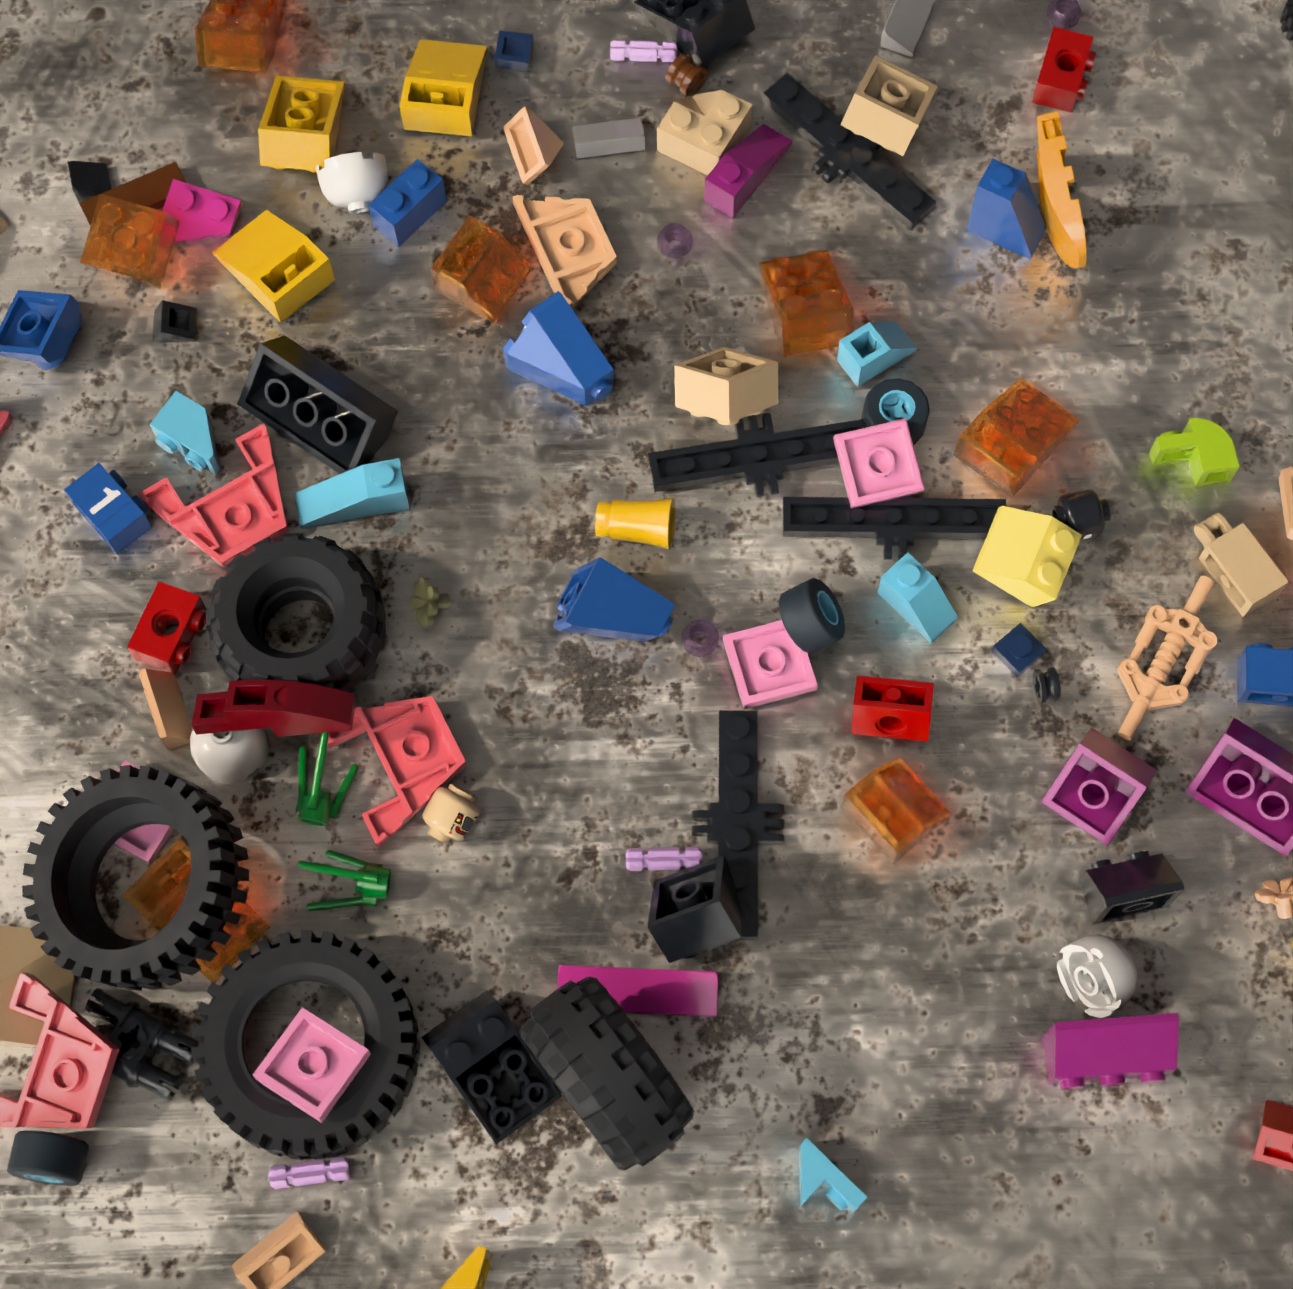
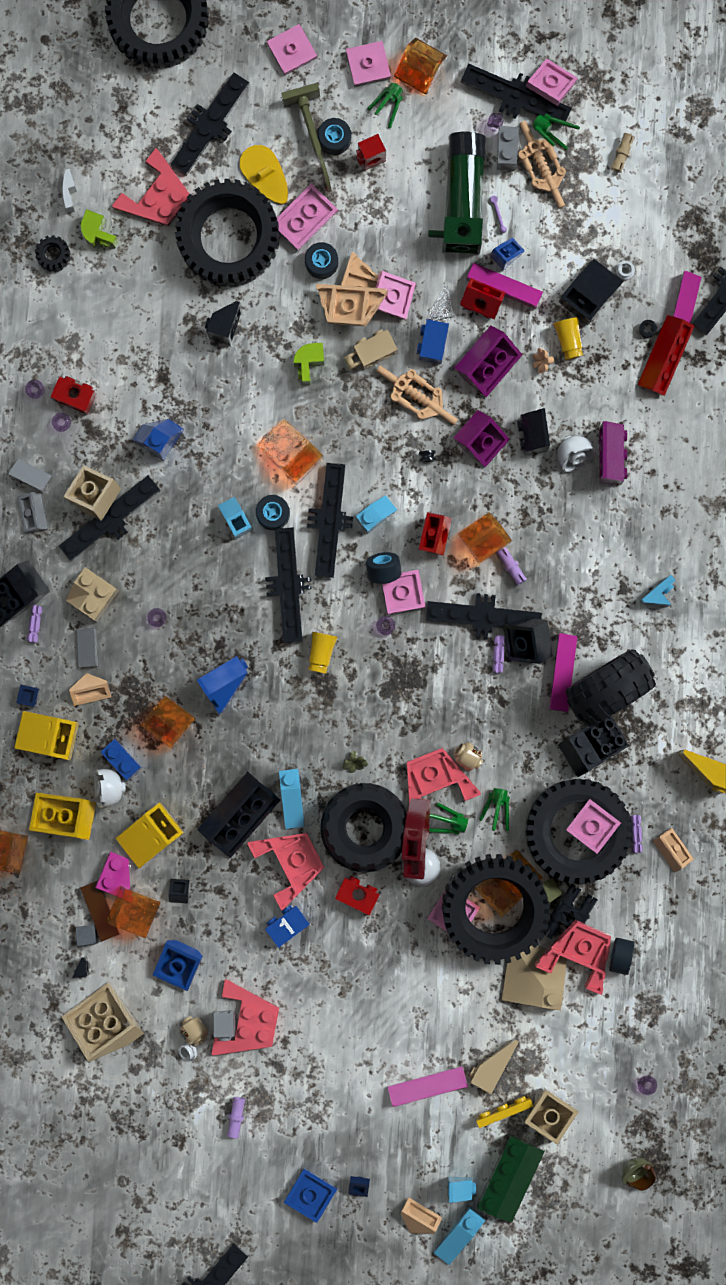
camera: 85 degrees left, 15 degrees up
(30, 176) = (82, 969): none -> black slope
(167, 707) = (399, 897): light nougat slope -> none
(184, 999) = (552, 889): none -> olive slope
(189, 431) = (246, 882): medium azure slope -> none
(567, 243) = (153, 675): light nougat wing -> none
(612, 604) = (368, 670): blue slope -> none
(686, 75) = (55, 601): reddish brown wheel -> none
(726, 385) = (250, 598): tan slope -> none
(744, 169) = (115, 573): magenta slope -> none
(806, 302) = (201, 550): clear orange slope -> none
(842, 32) = (32, 512): none -> light grey slope
(845, 867) = (511, 566): none -> lavender pin
(878, 463) = (303, 524): bright pink plate -> none
(1011, 50) = (57, 418): none -> clear purple plate
(1018, 650) = (406, 467): dark blue plate -> none
(1027, 554) = (360, 456): light yellow slope -> none
(1060, 212) = (159, 412): light orange slope -> none
(1082, 512) = (339, 426): black head -> none
(1245, 294) = (223, 323): none -> black slope

